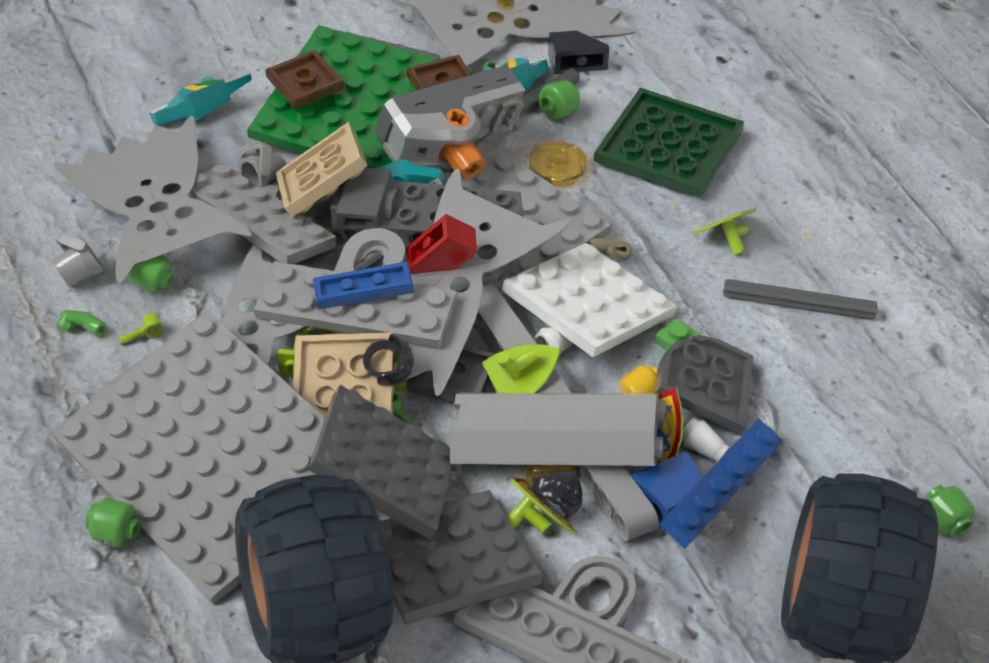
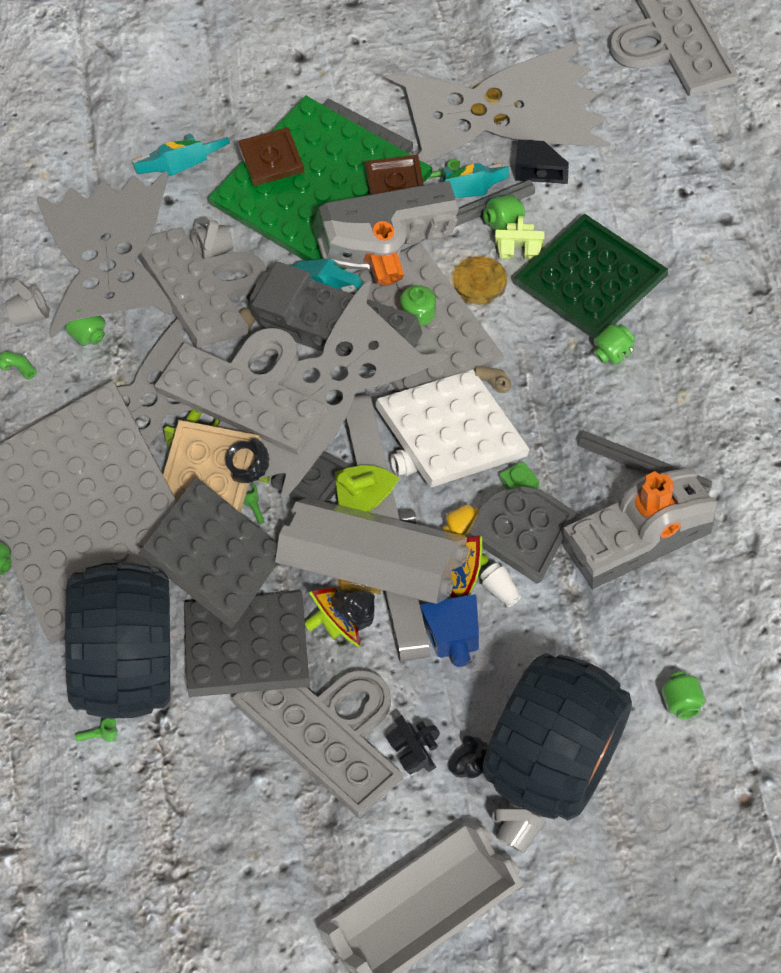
camera: 20 degrees right, 10 degrees up
(151, 328) = (72, 381): lime hand -> none
(321, 170) = (251, 258): tan plate -> none
(363, 285) = (247, 384): blue tile -> none
(442, 246) = (326, 360): red slope -> none
(513, 179) = (419, 302): none -> bright green head
(584, 117) = (519, 236): none -> yellowish green hips
(690, 634) = (406, 735): none -> black hips
(720, 483) = (493, 629): blue plate -> none
(721, 195) = (614, 344): none -> bright green head
(731, 230) = (607, 383): lime shield -> none
(745, 610) = (475, 766): none -> black piece
(833, 352) = (649, 522): none -> light grey piece

